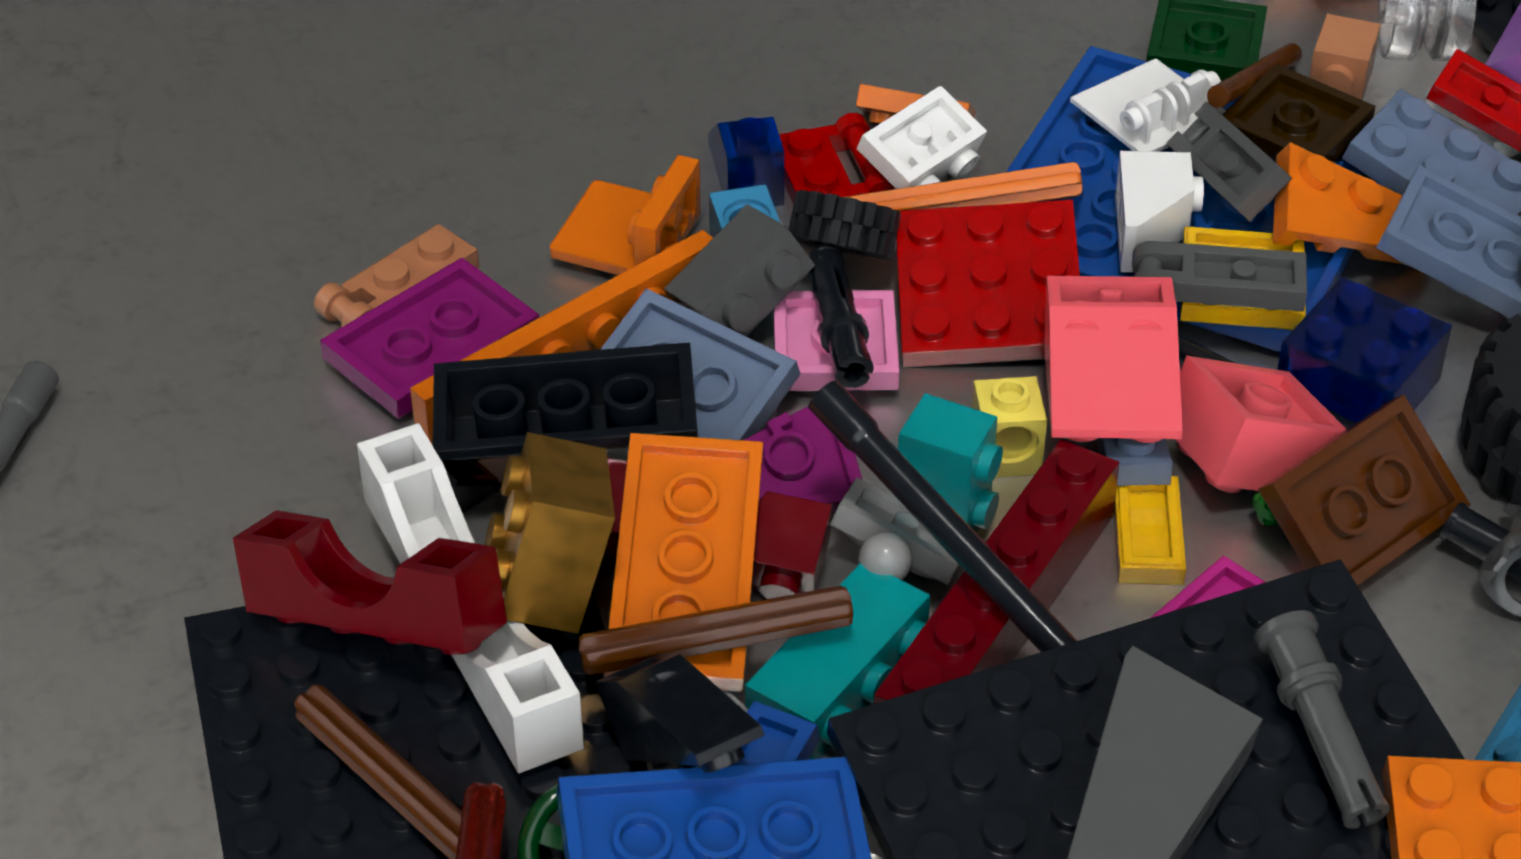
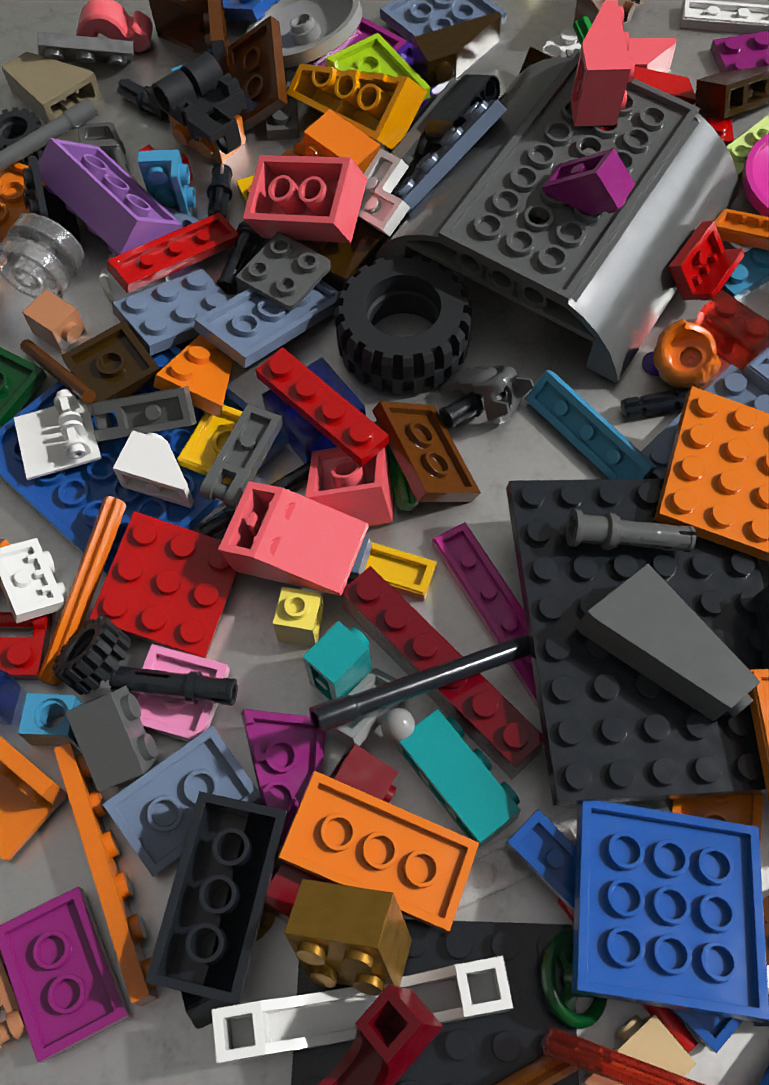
camera: 70 degrees left, 20 degrees up
(675, 715) = (536, 895): black slope -> none
(717, 629) = (450, 852): reddish brown axle -> none
(1351, 333) = (322, 406): none -> red plate

